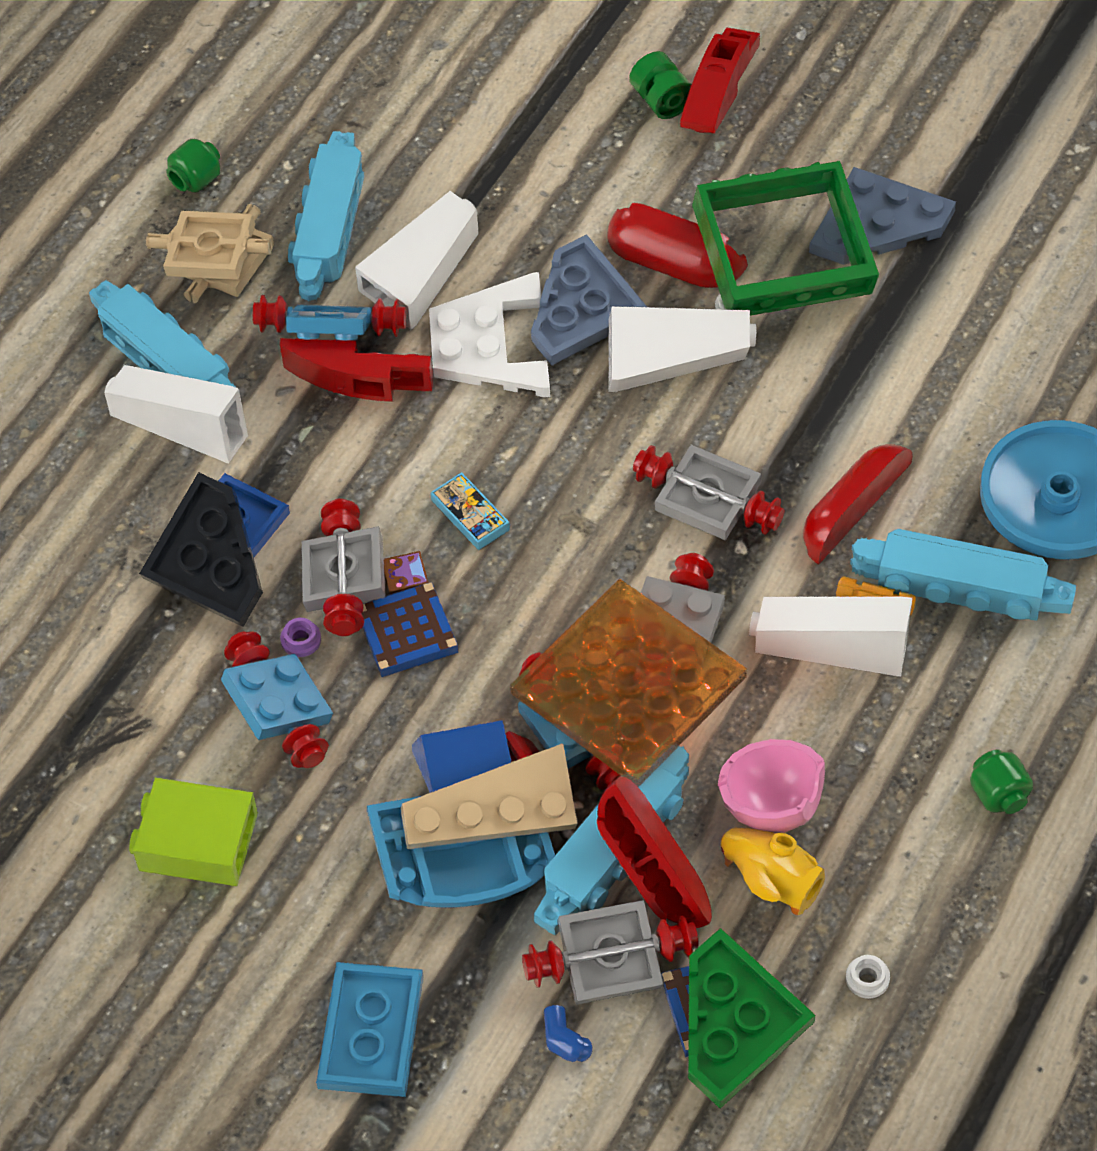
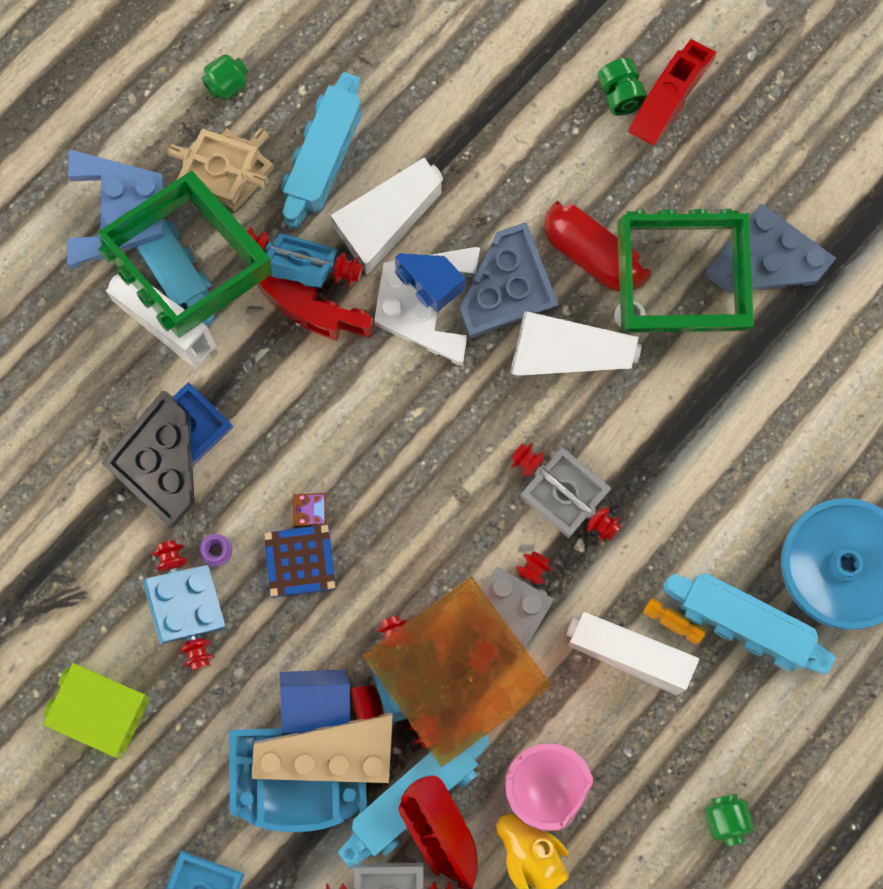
camera: 10 degrees right, 20 degrees up
(113, 300) = (121, 191): none -> medium blue wing
(191, 261) = (157, 207): none -> green window
(342, 568) = (260, 498): light grey plate -> none
(470, 511) = (373, 462): tile -> none
(490, 302) = (432, 278): none -> blue slope
(853, 497) = (678, 524): red brick -> none

